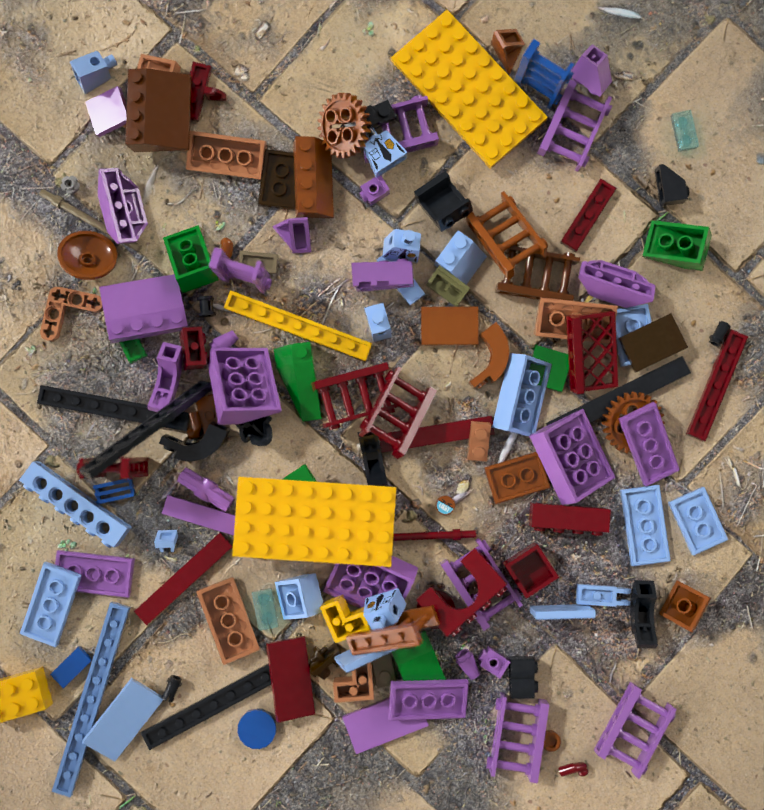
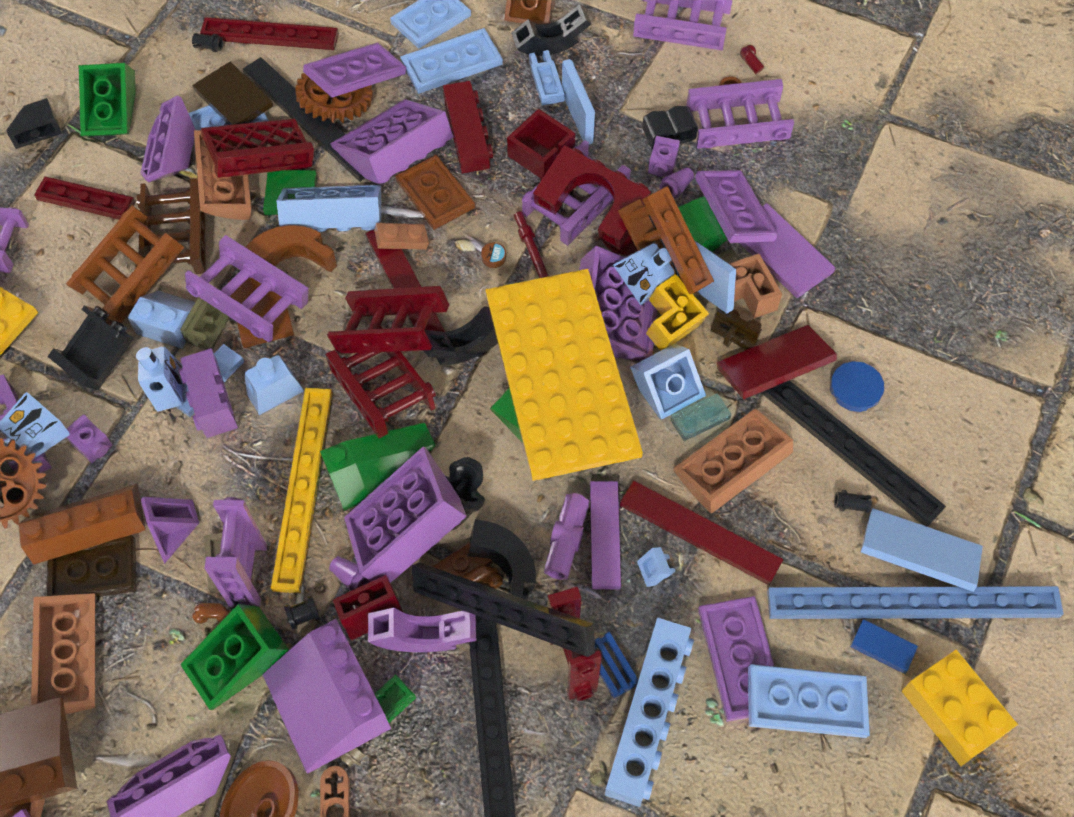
camera: 105 degrees left, 25 degrees down
(476, 324) = (251, 267): none -> medium lavender fence

